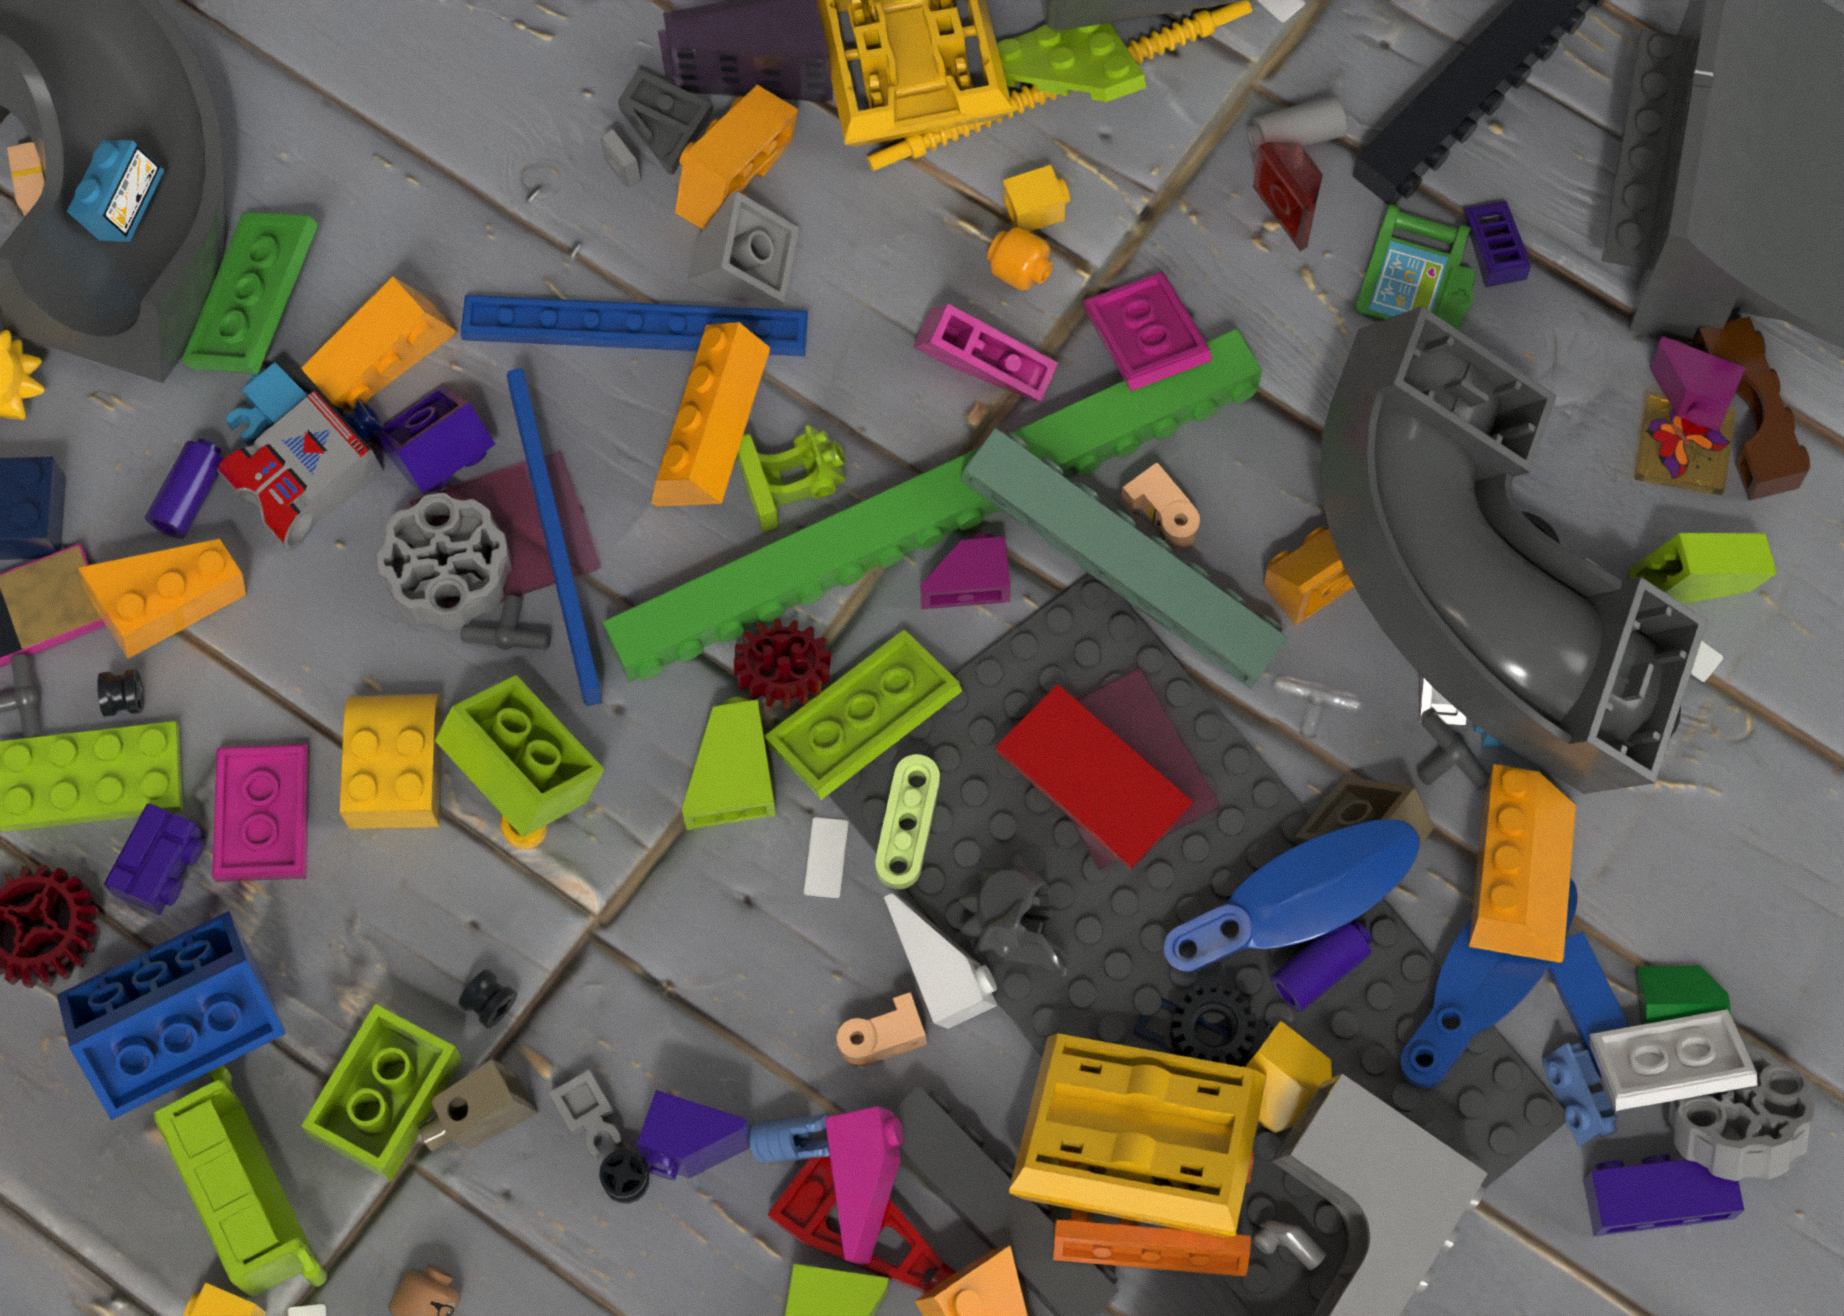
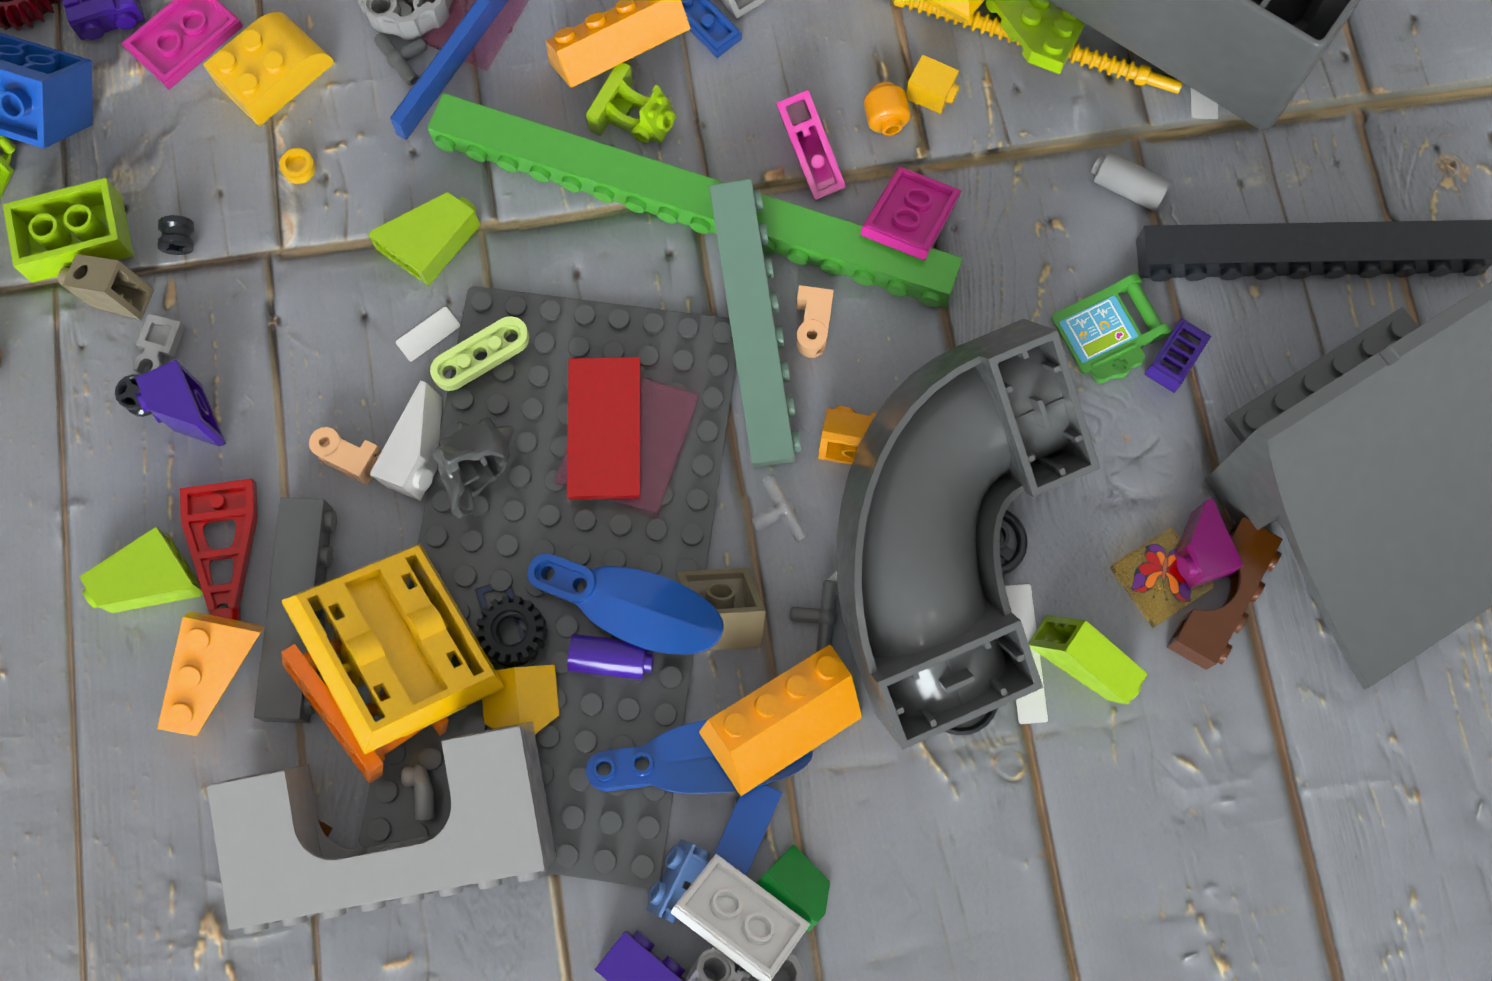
camera: 45 degrees right, 5 degrees up
(519, 755) = (322, 121): lime brick -> none
(788, 1139) = (232, 461): medium blue hinge -> none
(795, 676) = (528, 194): dark red gear -> none
(862, 714) = (524, 274): lime plate -> none
(864, 1170) = (236, 515): dark pink slope -> none
(969, 575) = (666, 254): magenta slope -> none
(1289, 187) = (1088, 209): clear red slope -> none

